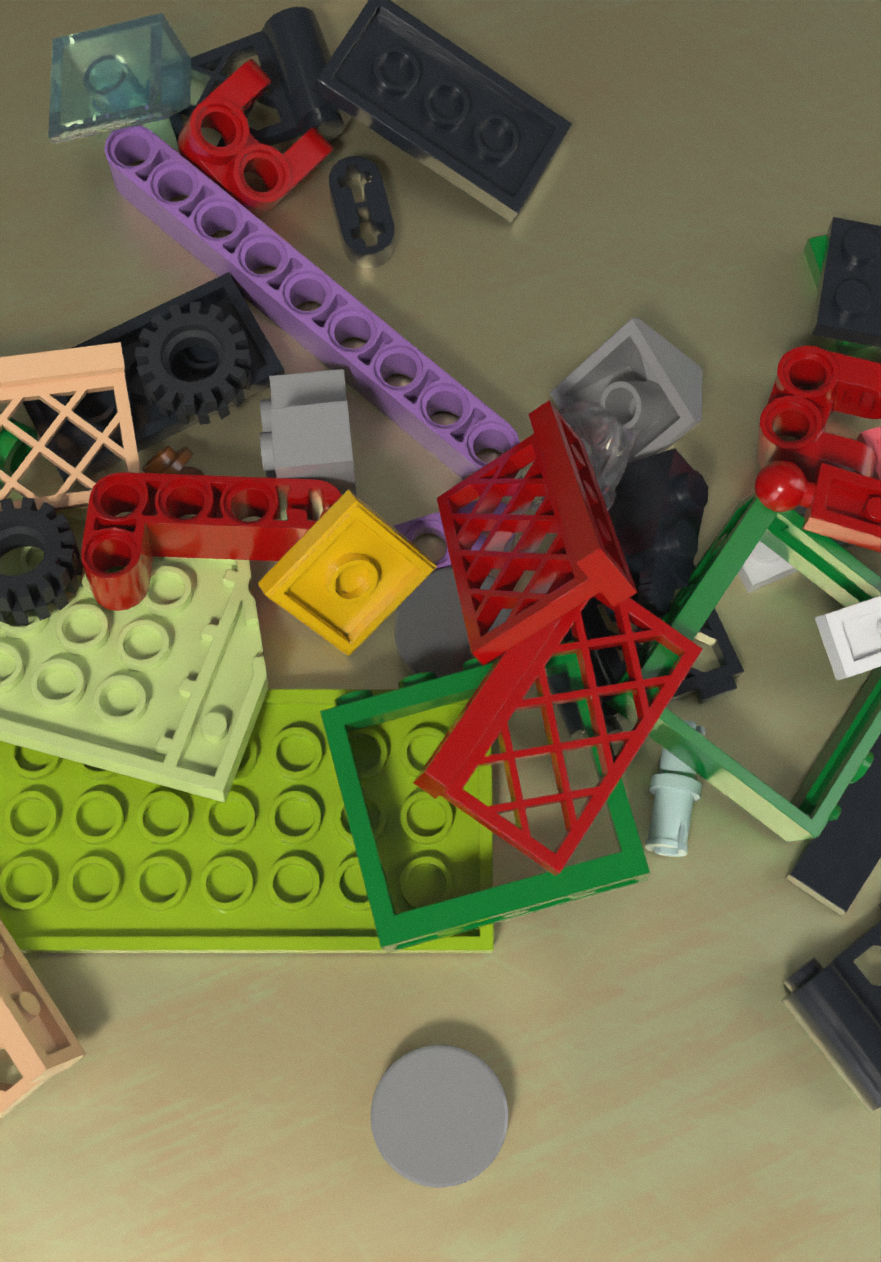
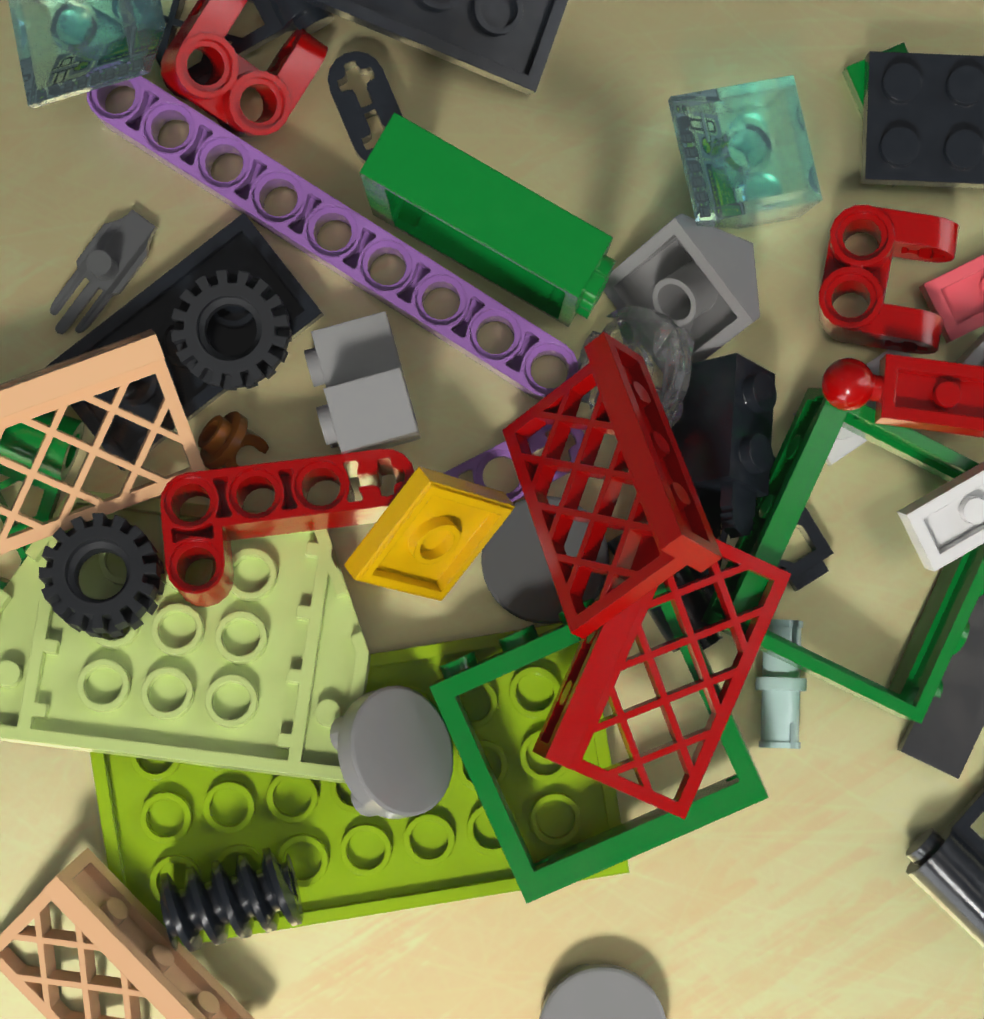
camera: 10 degrees left, 15 degrees up
(75, 901) = (230, 900): none -> black piece
(91, 305) = (108, 265): none -> dark grey piece
(272, 774) = (393, 753): none -> light grey tile
(397, 195) = (486, 221): none -> green window
(708, 285) = (746, 153): none -> clear light blue slope

